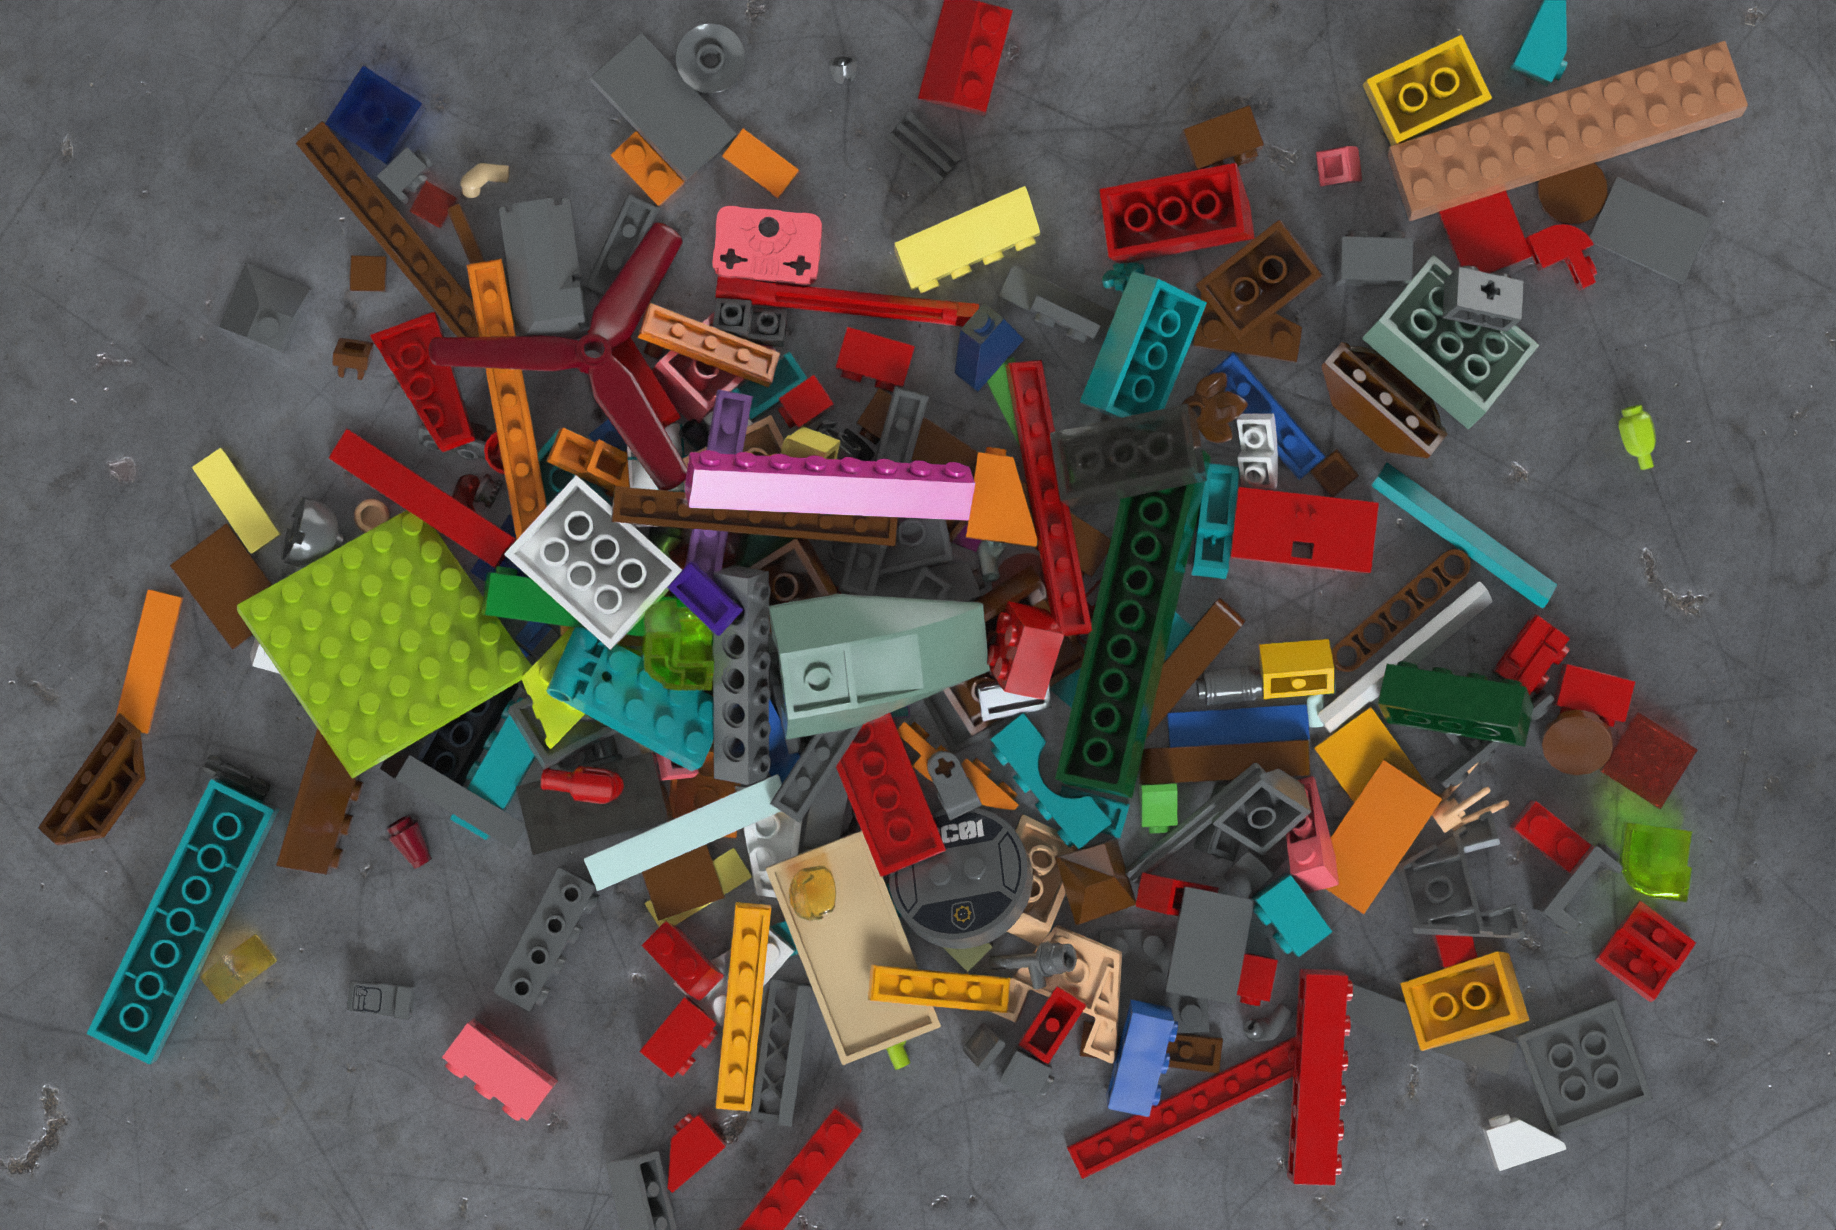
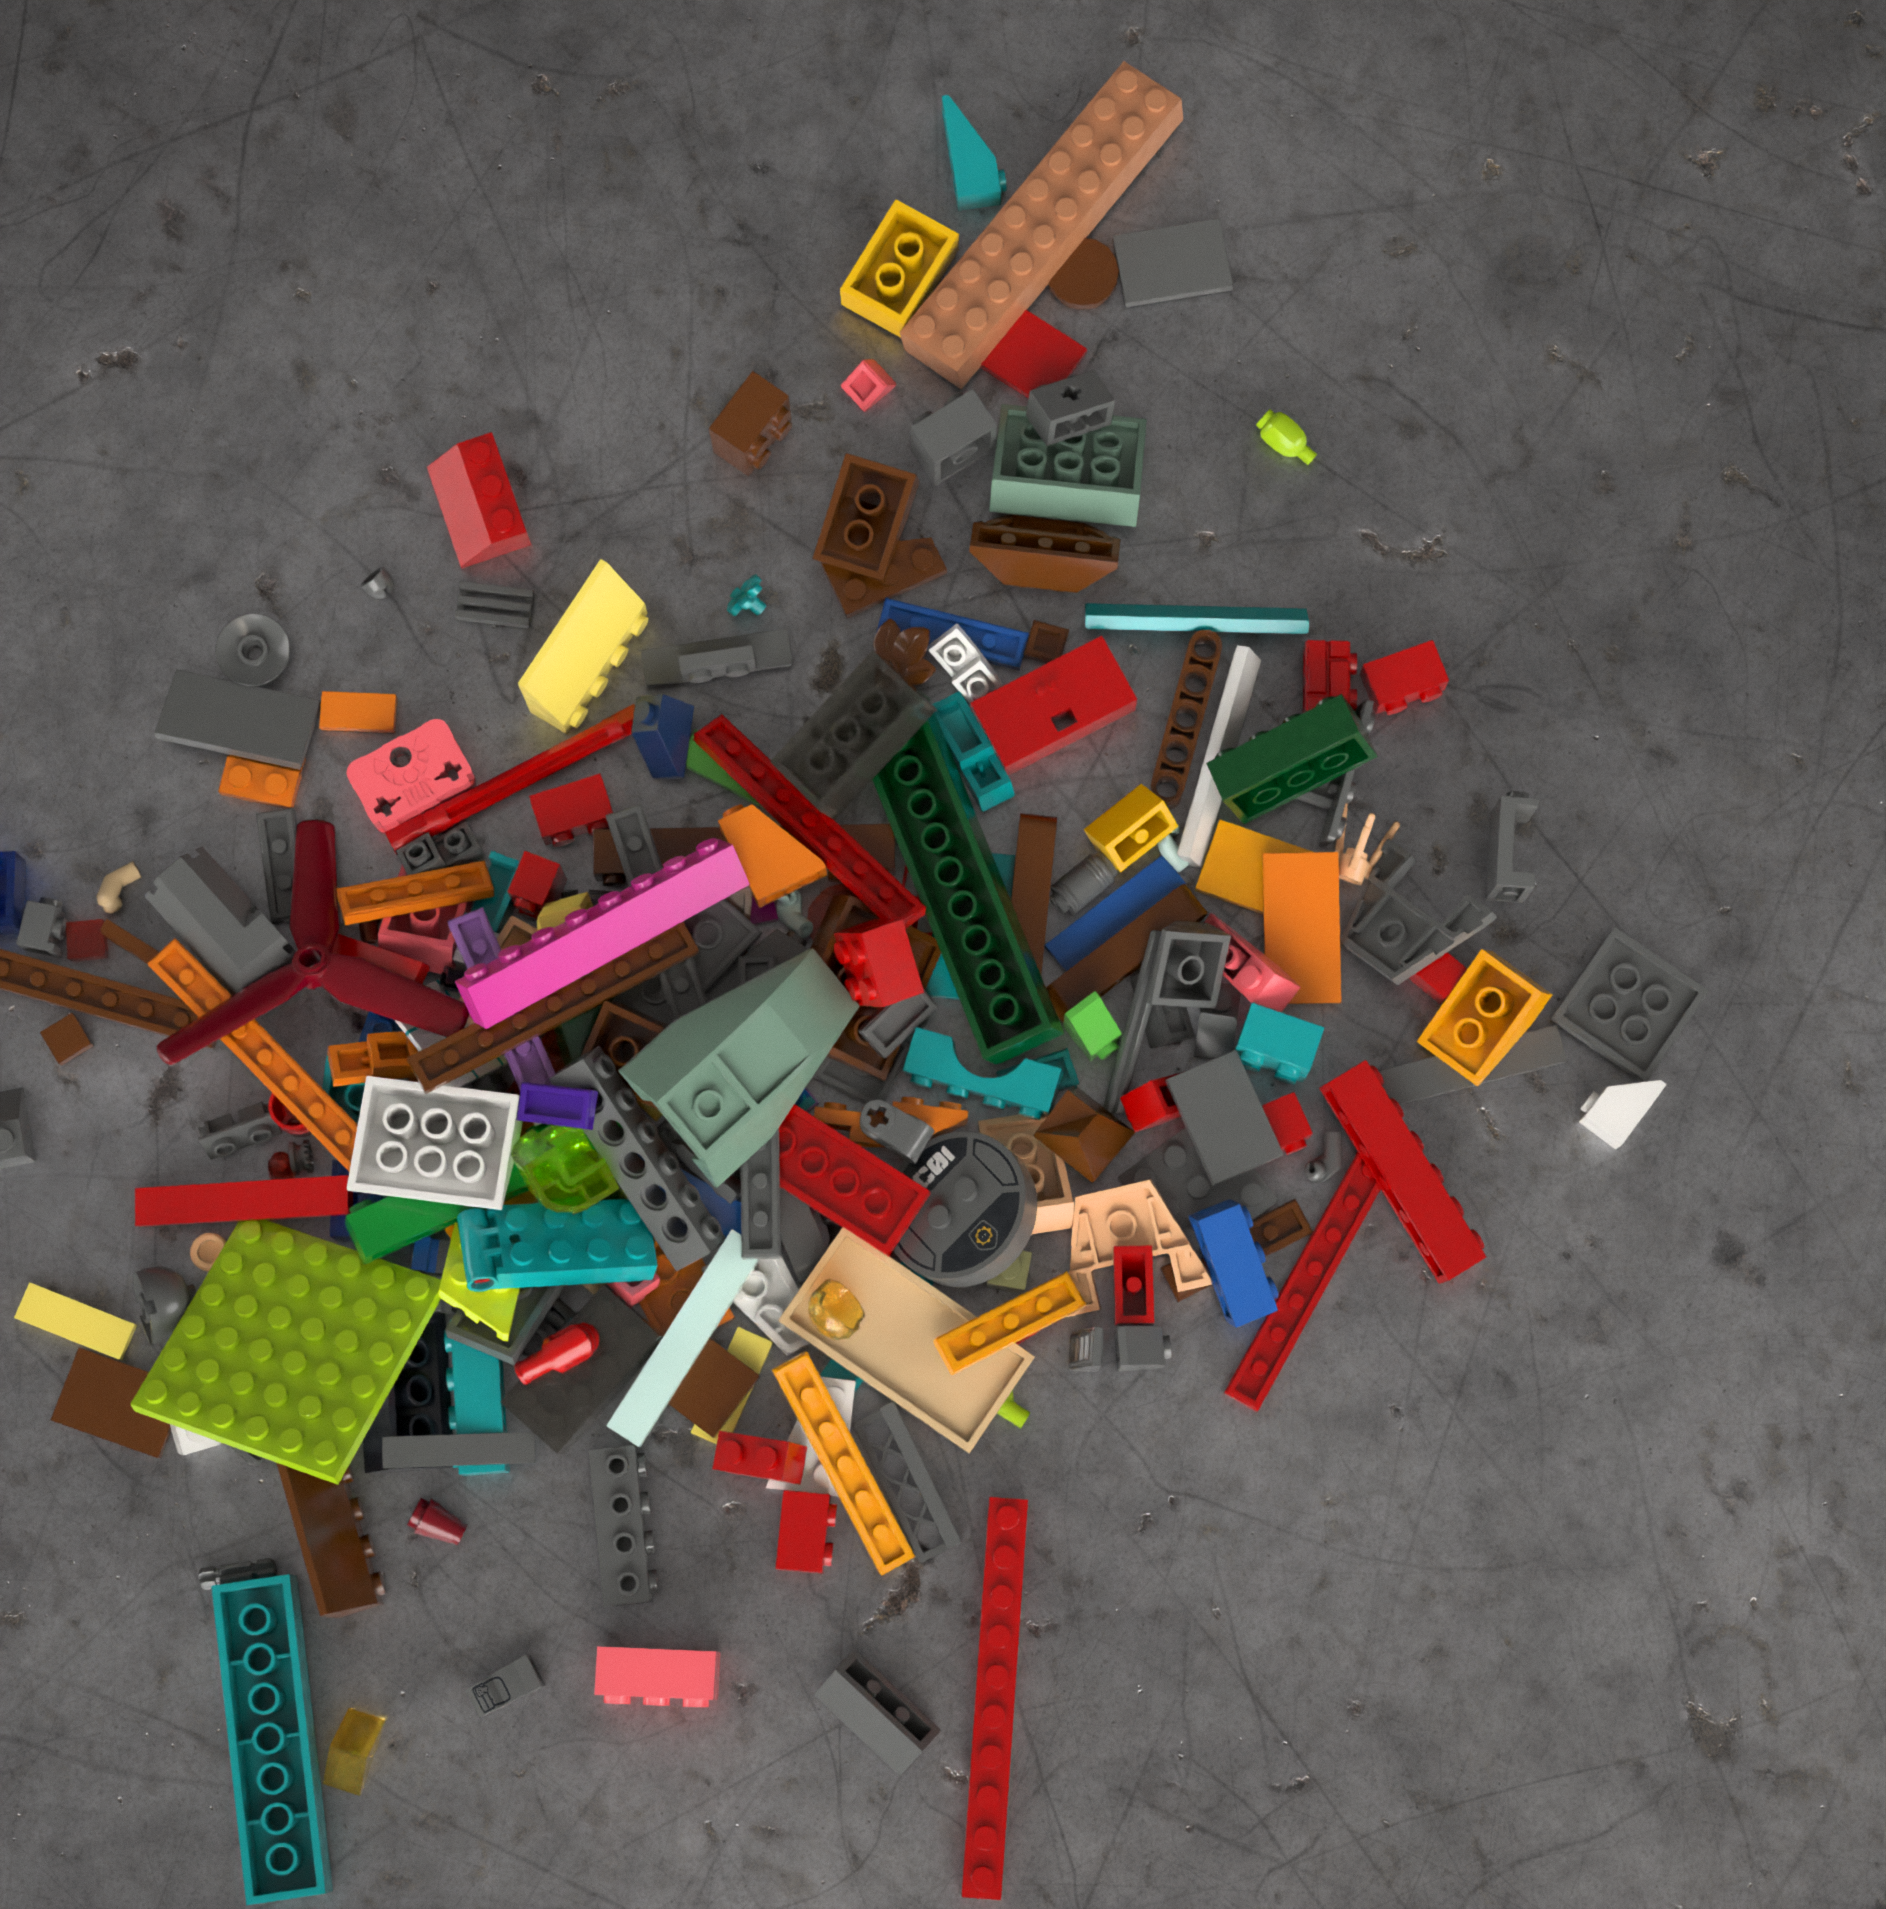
camera: 30 degrees left, 10 degrees down
(99, 787) = (112, 1665): reddish brown wedge -> none
(149, 658) = (87, 1522): orange tile -> none
(352, 354) = (99, 1117): reddish brown tile -> none
(429, 387) = (179, 1093): red wing -> none
(692, 1148) = (884, 1627): red slope -> none
(1047, 961) = (1090, 1229): dark grey piece -> none
(1143, 348) = (801, 637): teal brick -> none
(1176, 214) = (753, 508): red slope -> none
(1550, 836) = (1455, 823): red brick -> none
(1566, 244) = (1112, 318): red brick -> none
(1577, 742) = (1420, 727): reddish brown tile -> none
(1645, 951) = (1609, 869): red slope -> none
(1648, 760) = (1493, 702): clear red tile -> none
(1656, 860) = (1562, 779): clear neon green brick -> none

